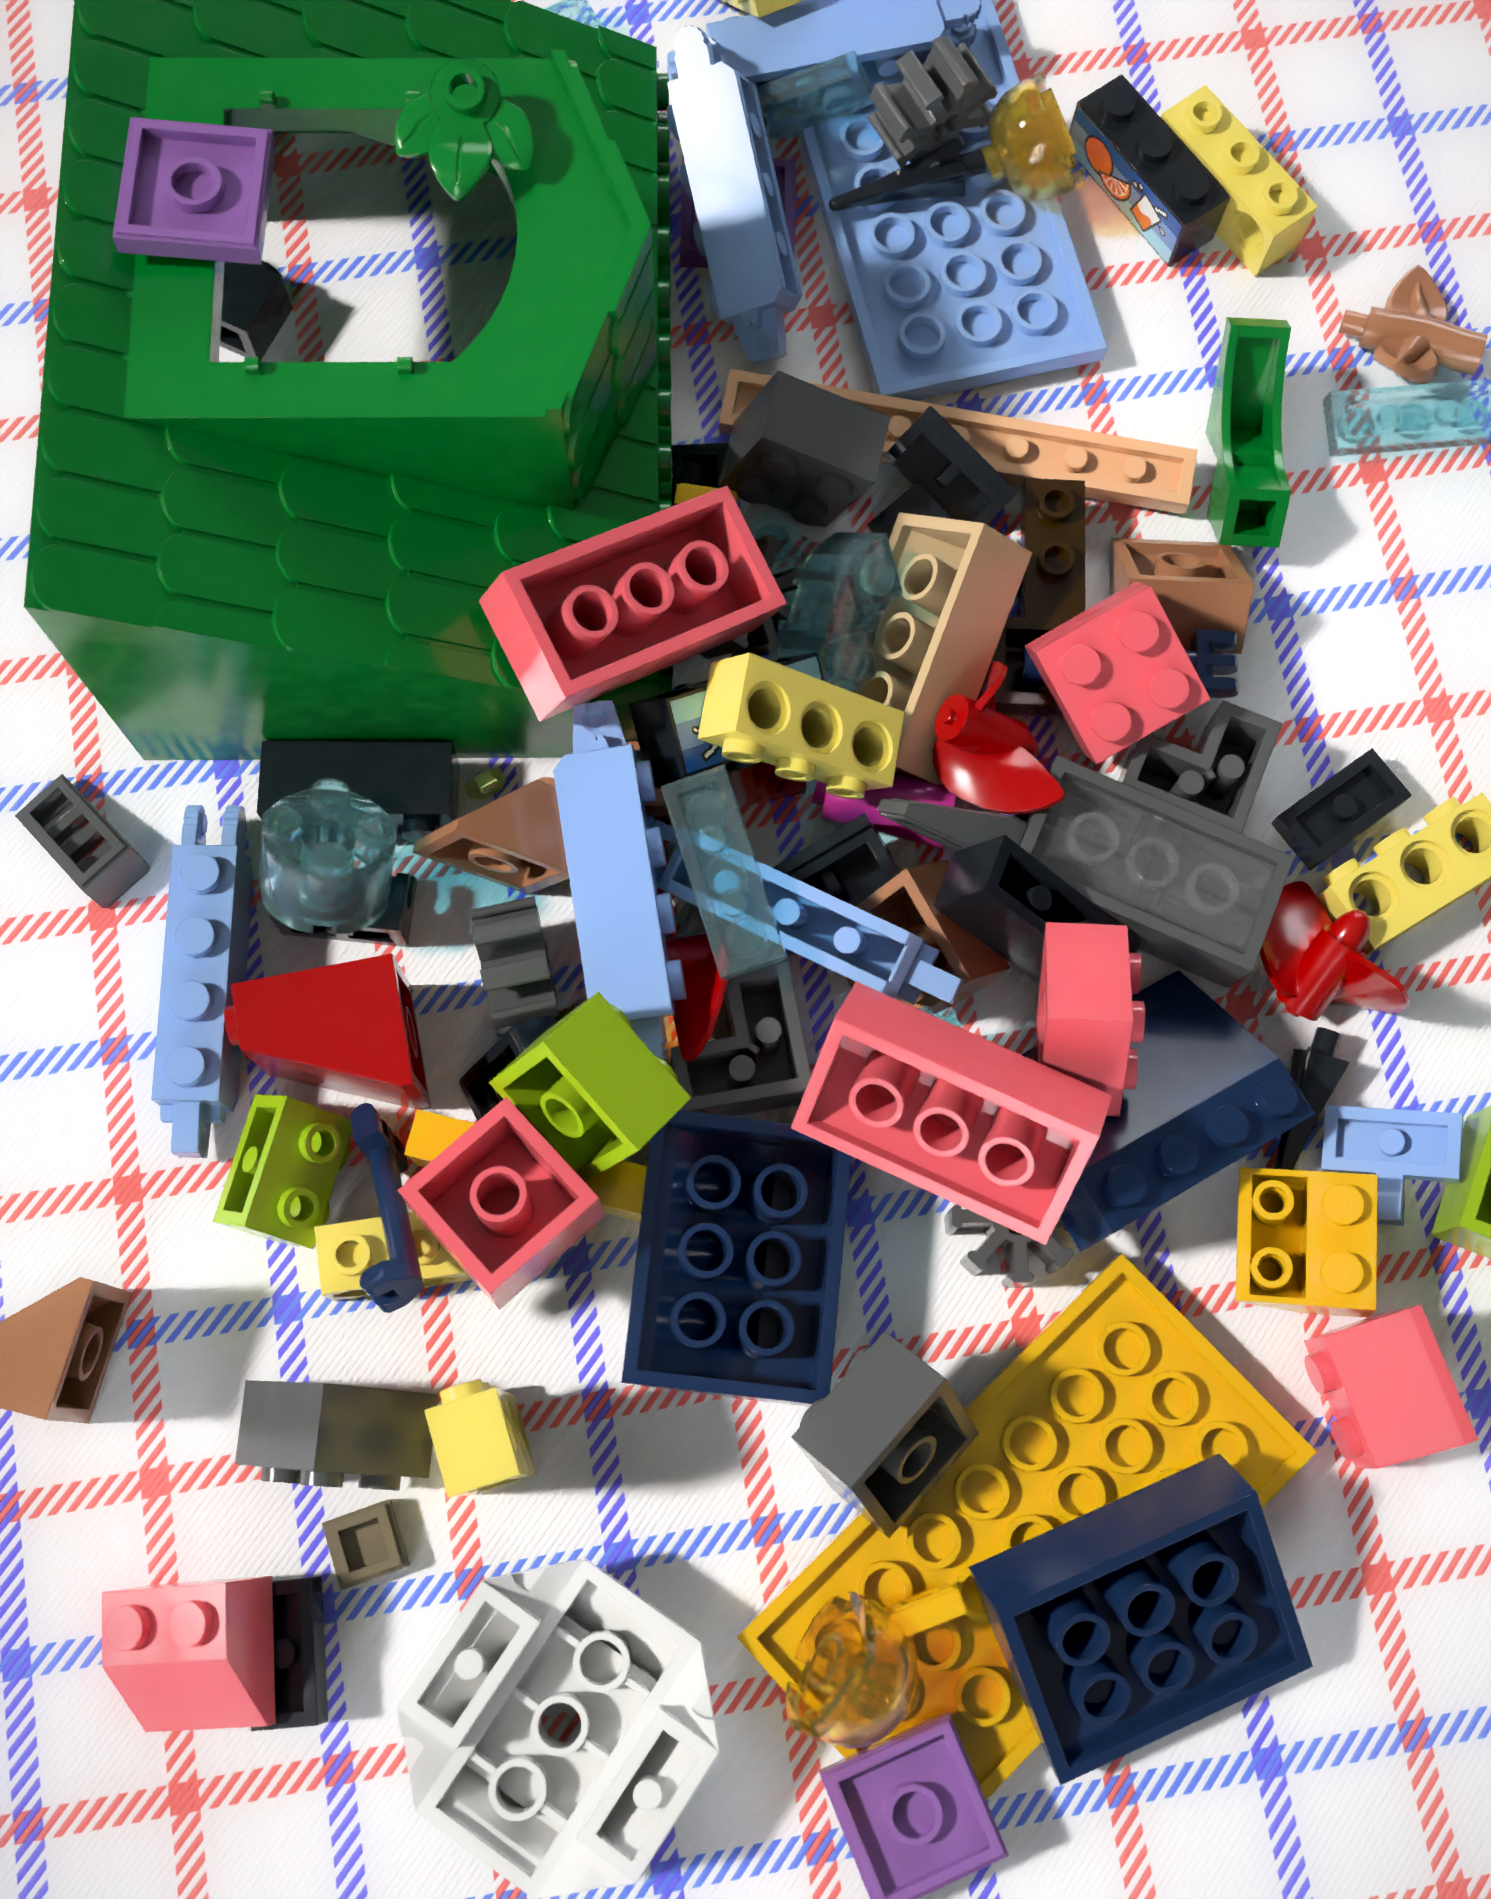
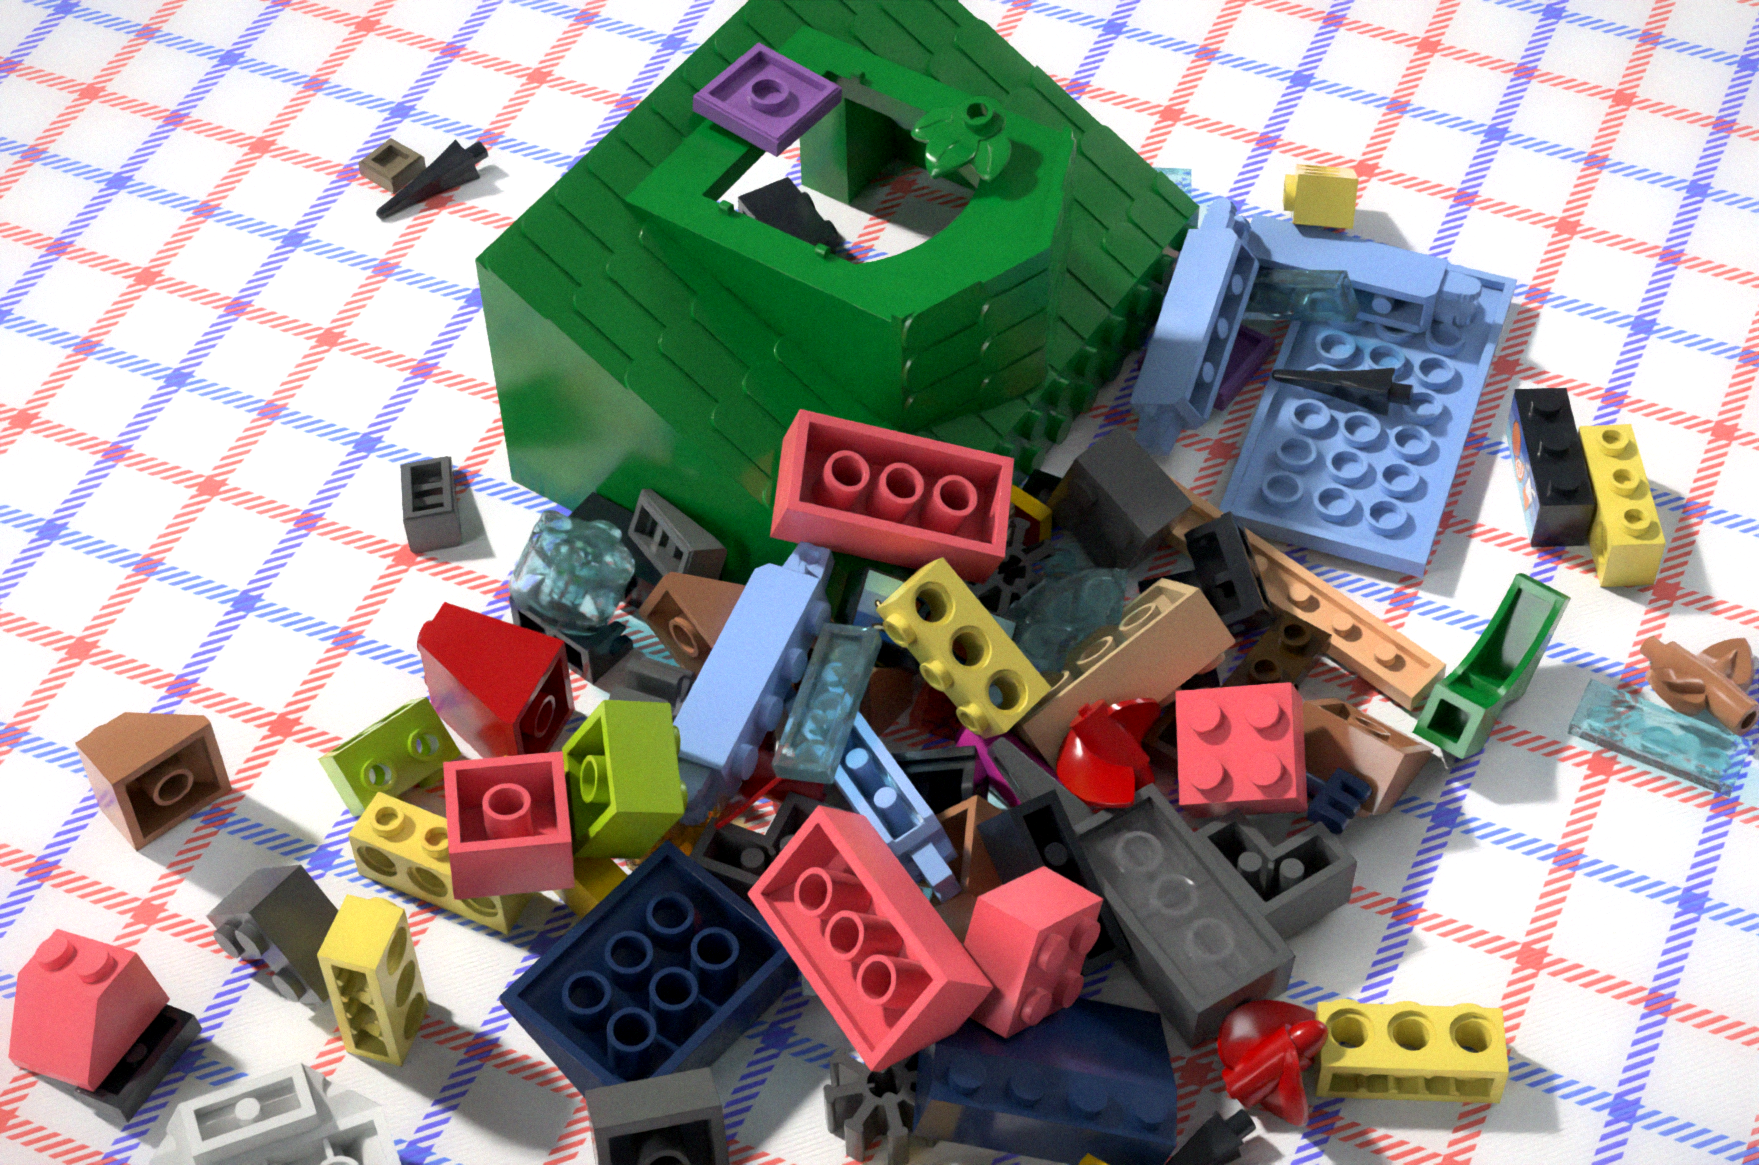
camera: 40 degrees right, 25 degrees down
(201, 959) = (384, 663): light blue hinge -> none
(365, 1544) = (248, 1033): dark tan tile -> none
(399, 1279) = (409, 826): dark blue hinge -> none
(427, 768) = (678, 540): none -> dark grey slope
(931, 101) = (1389, 332): dark grey gear -> none
(1031, 142) = (1454, 396): clear yellow cylinder -> none
(1341, 809) = (1382, 971): black plate -> none

